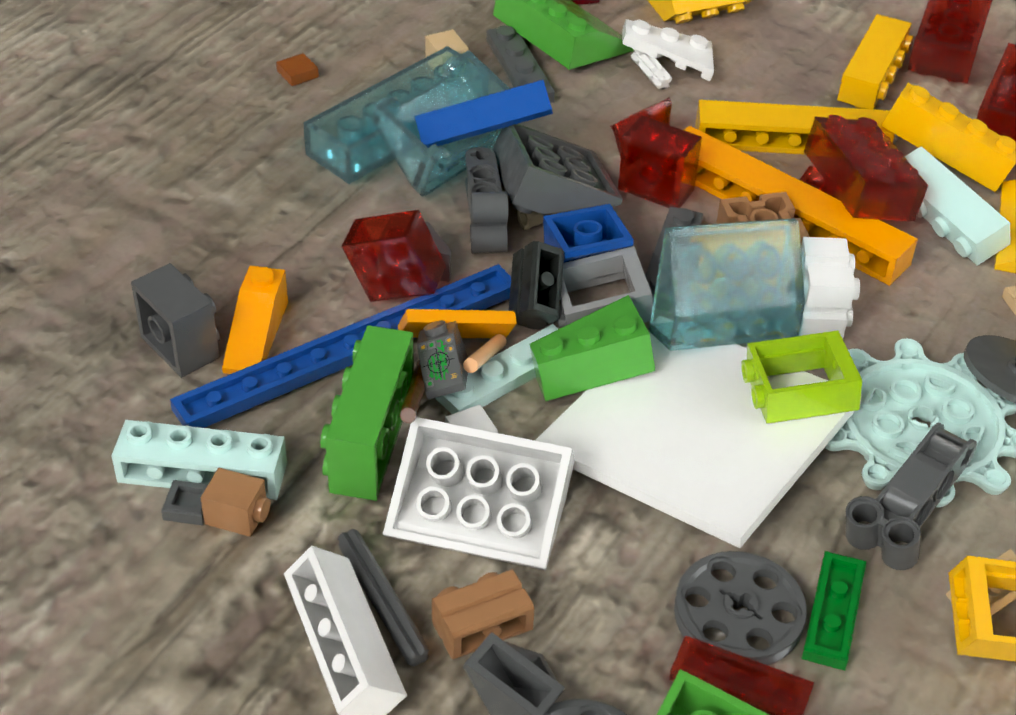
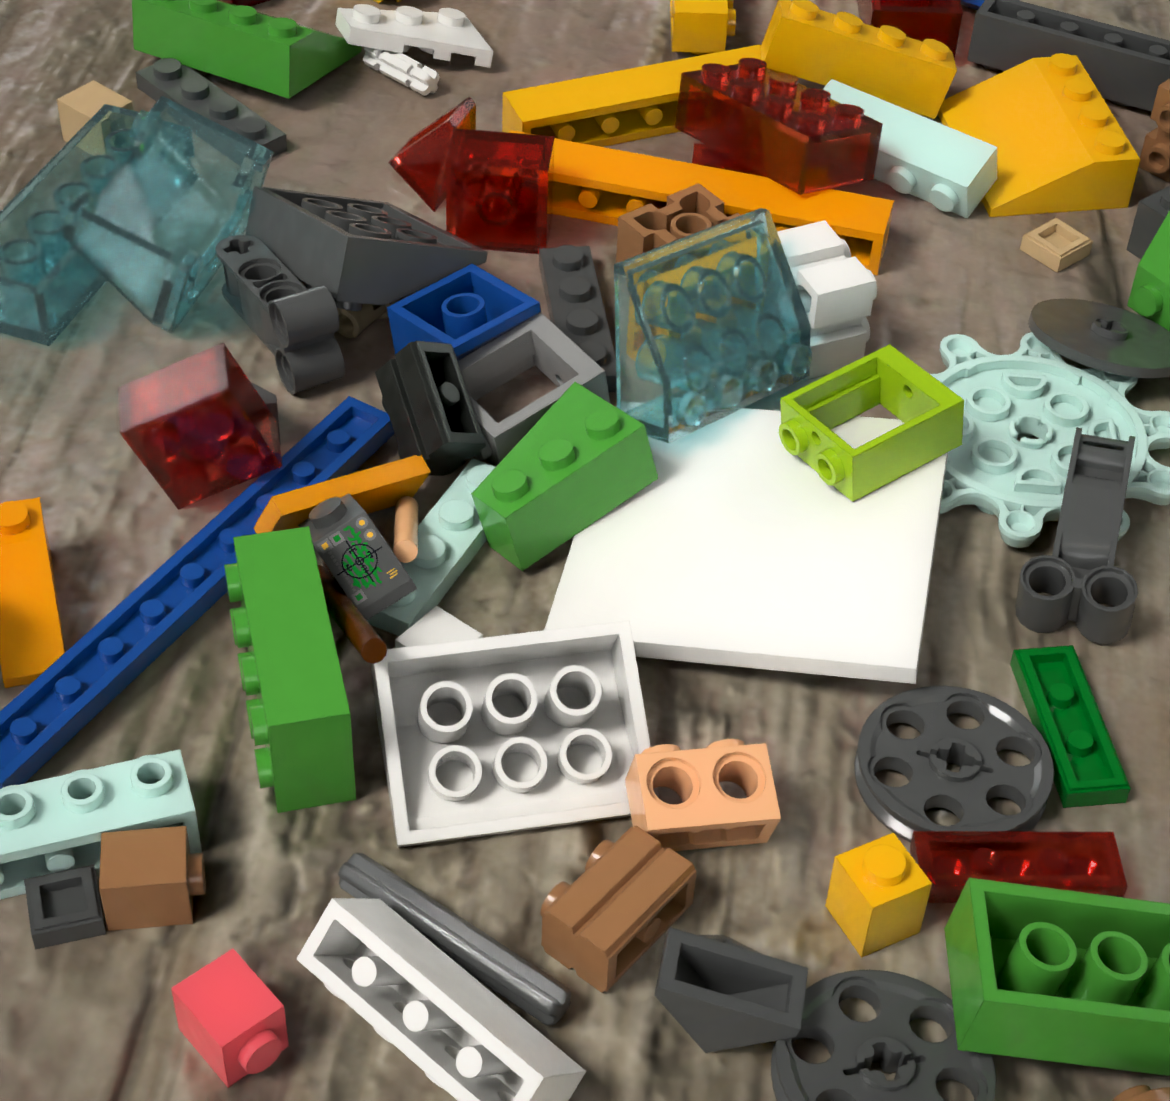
camera: 25 degrees left, 0 degrees up
(236, 593) = (231, 1018): none -> coral brick
(484, 114) = (226, 183): blue tile -> none
(562, 579) = (707, 813): none -> light nougat brick
(639, 663) = (877, 894): none -> yellow brick

